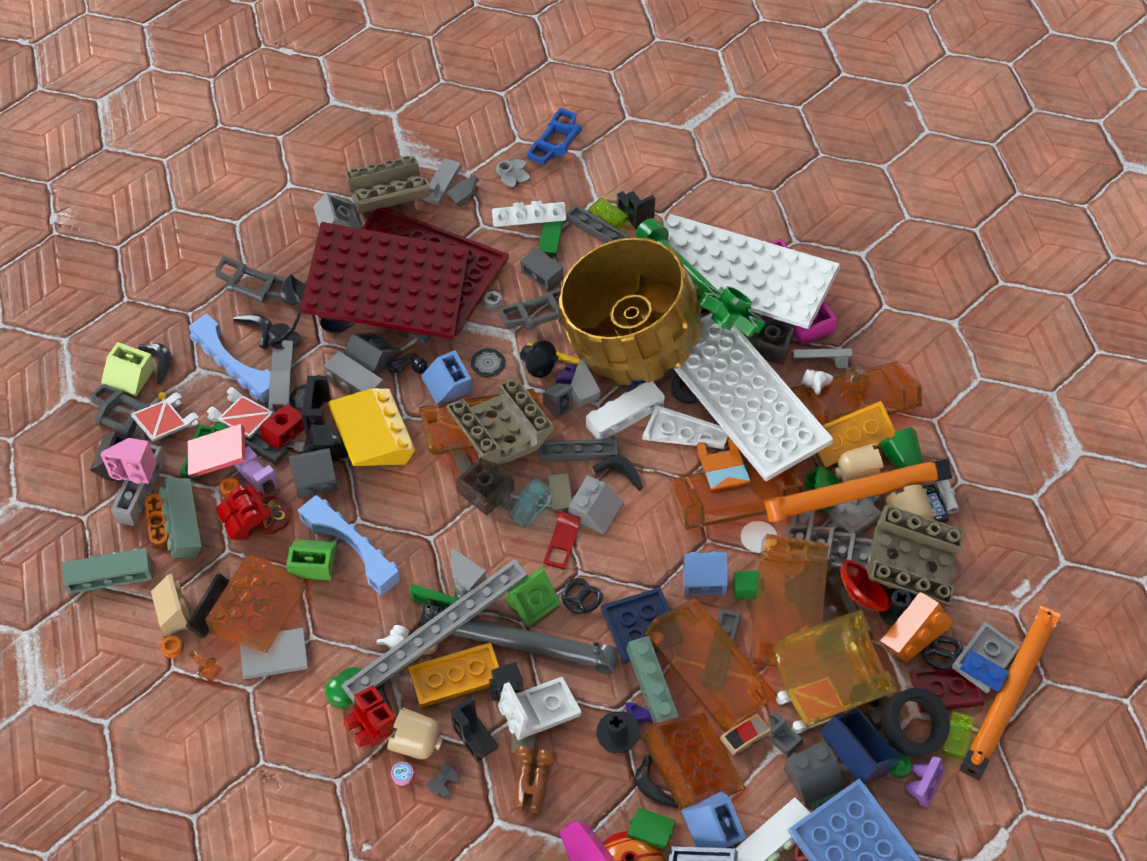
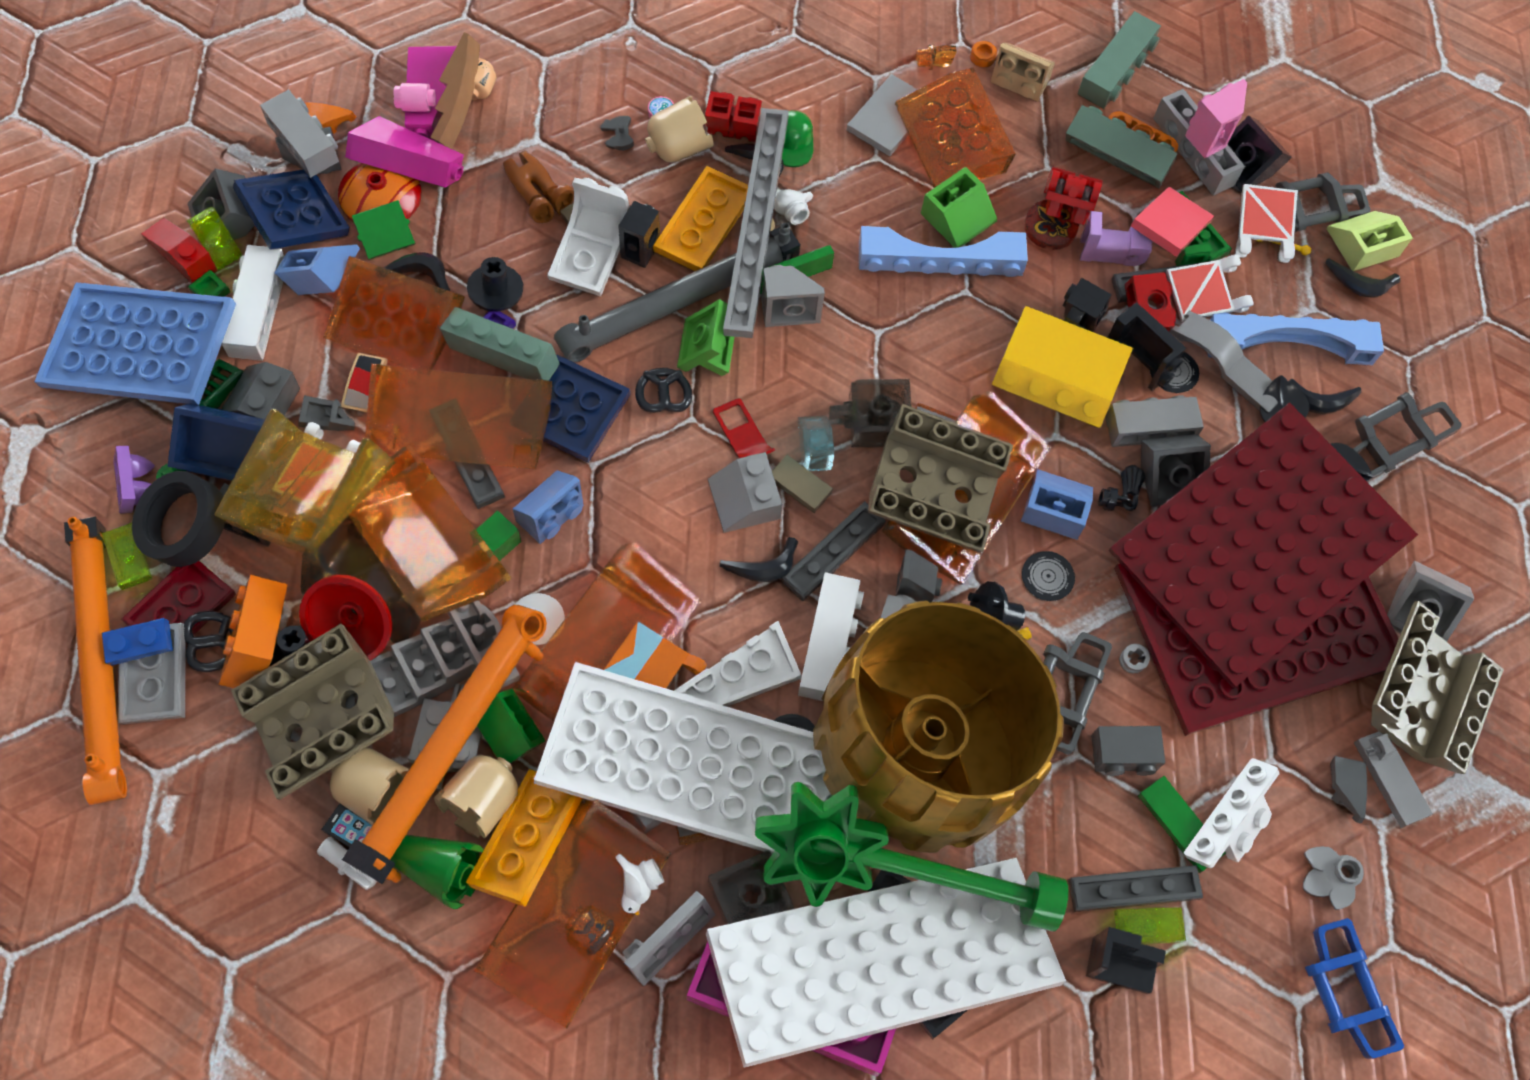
camera: 130 degrees right, 10 degrees up
(197, 620) = (999, 100): black plate -> none
(227, 485) = (1121, 218): orange tile -> none
(313, 473) = (1055, 278): dark grey slope -> none
(471, 730) = (636, 177): black panel -> none

